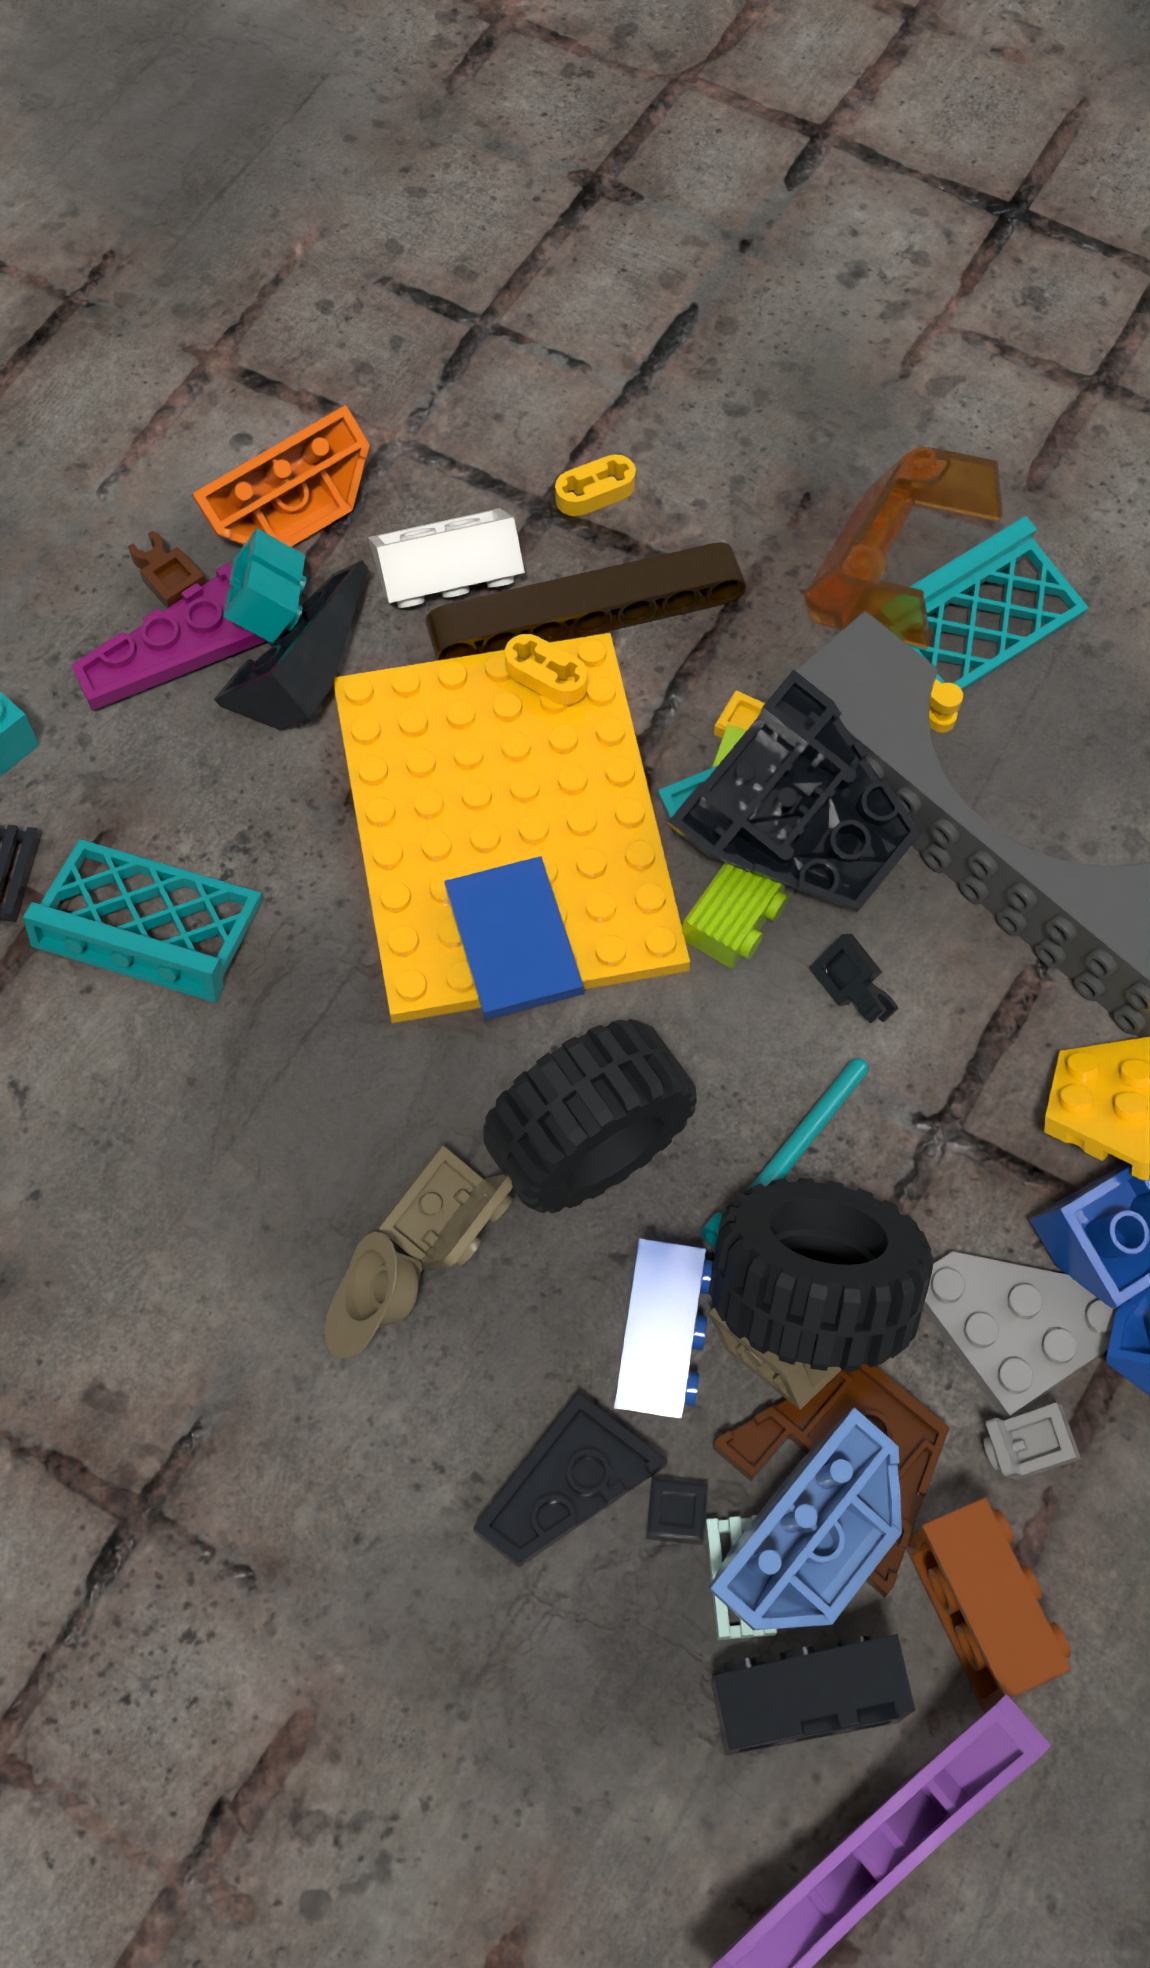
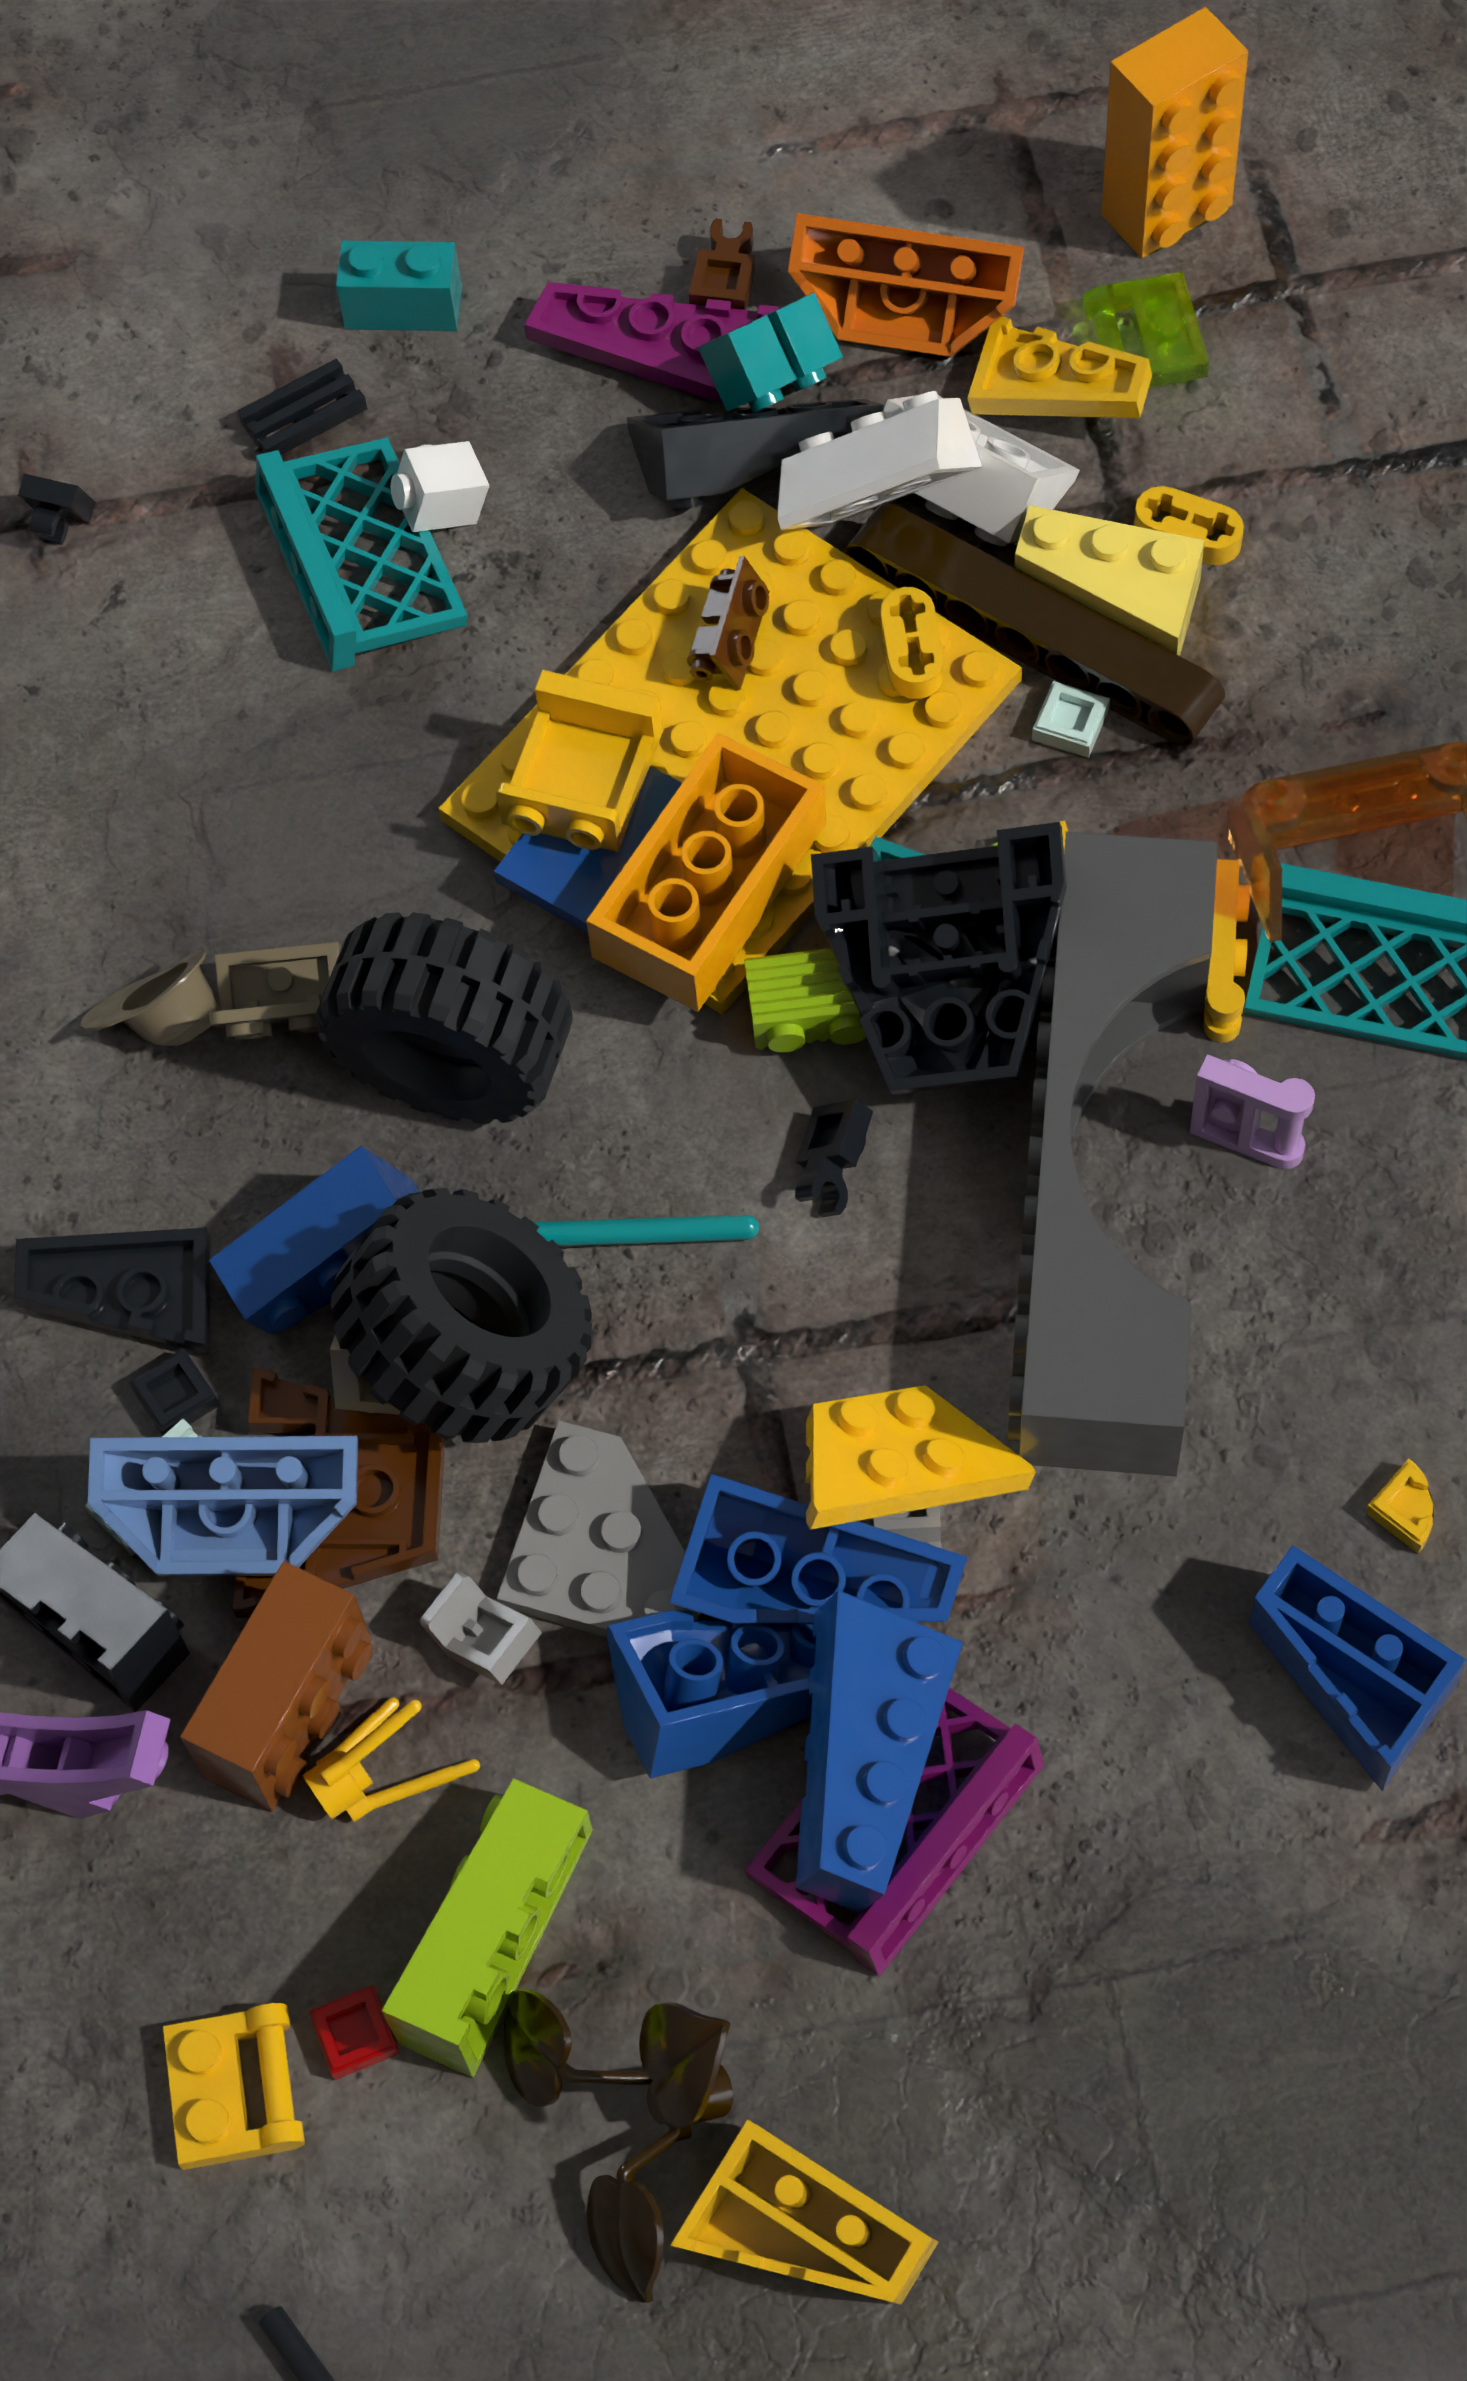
camera: 55 degrees right, 0 degrees up
(156, 833) = (439, 486): none -> white brick
(360, 273) = (1173, 132): none -> light orange brick
(415, 585) = (875, 462): none -> white slope
(426, 473) = (1050, 377): none -> yellow wing
(448, 763) = (737, 604): none -> reddish brown hinge
(451, 396) = (1162, 322): none -> clear neon green plate
(462, 901) = (582, 762): none -> yellow panel
(601, 533) = (1116, 569): none -> light yellow wedge
(614, 890) = (707, 871): none -> light orange brick
(665, 637) = (1070, 719): none -> light aqua tile
(1037, 739) = (1230, 1108): none -> lavender plate
(1075, 1612) = (341, 1778): none -> yellow plant

